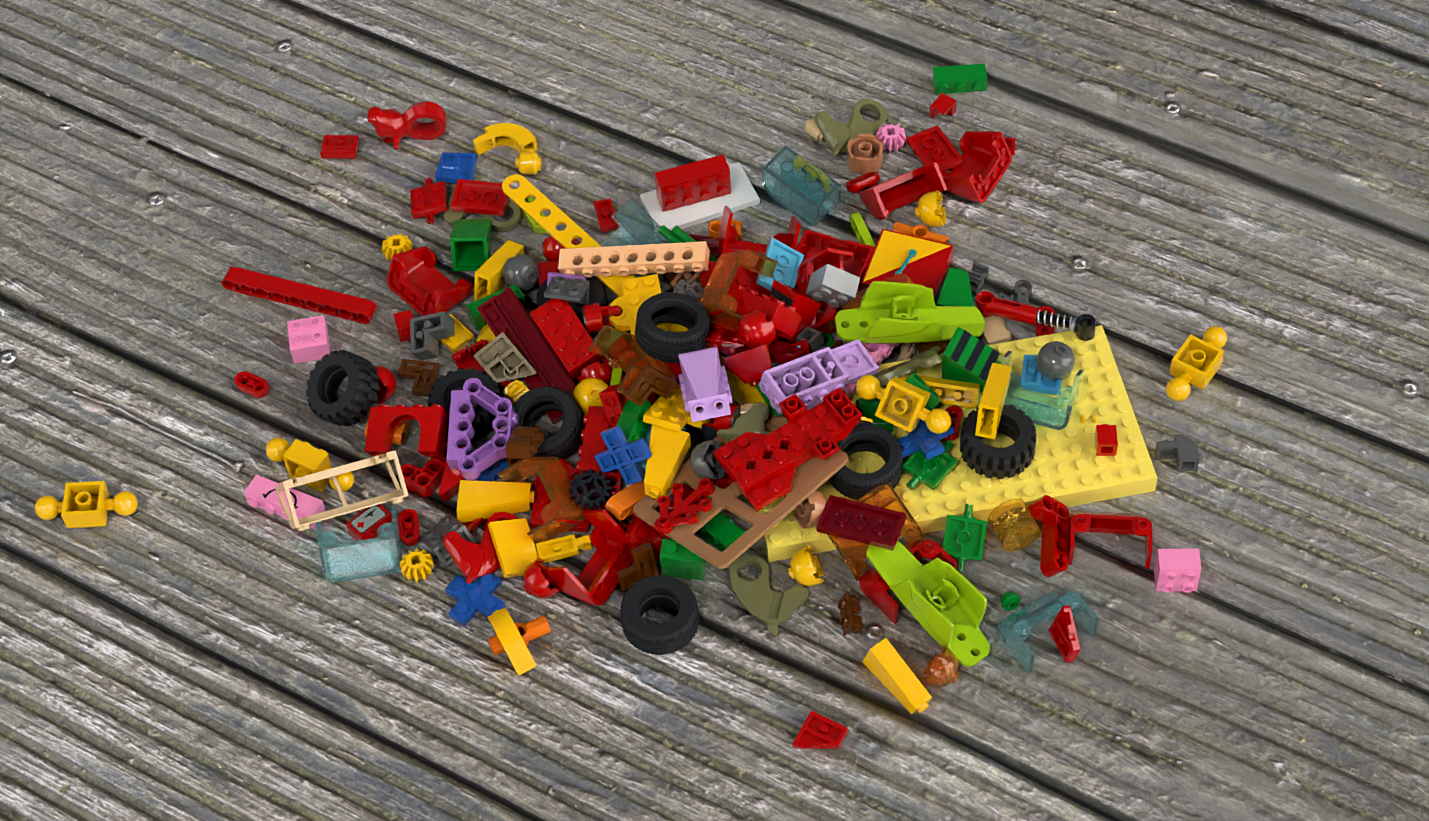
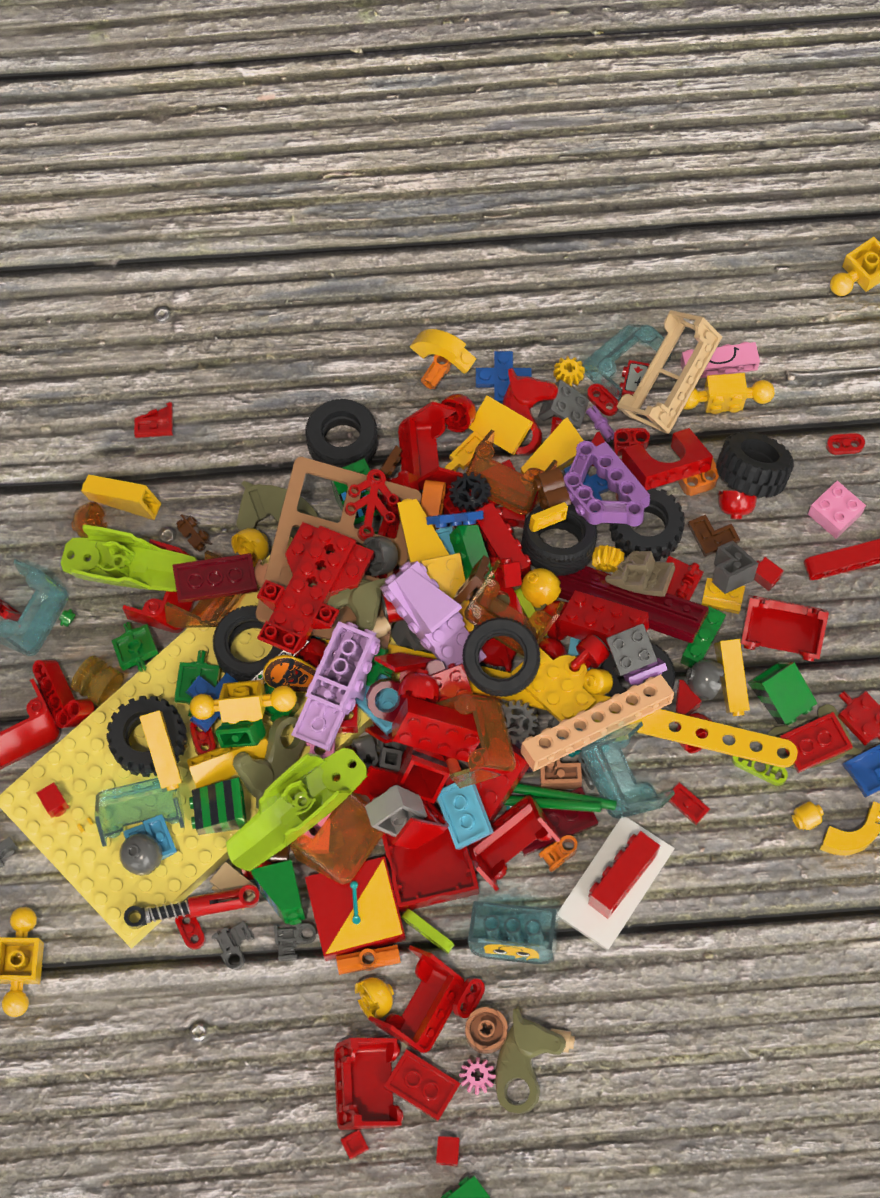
camera: 145 degrees right, 15 degrees up
(395, 245) = (854, 648): yellow gear -> none
(428, 510) = (601, 423): none -> medium lavender pin
(546, 422) = (548, 517): none -> yellow tile
(607, 293) = (598, 682): none -> yellow head

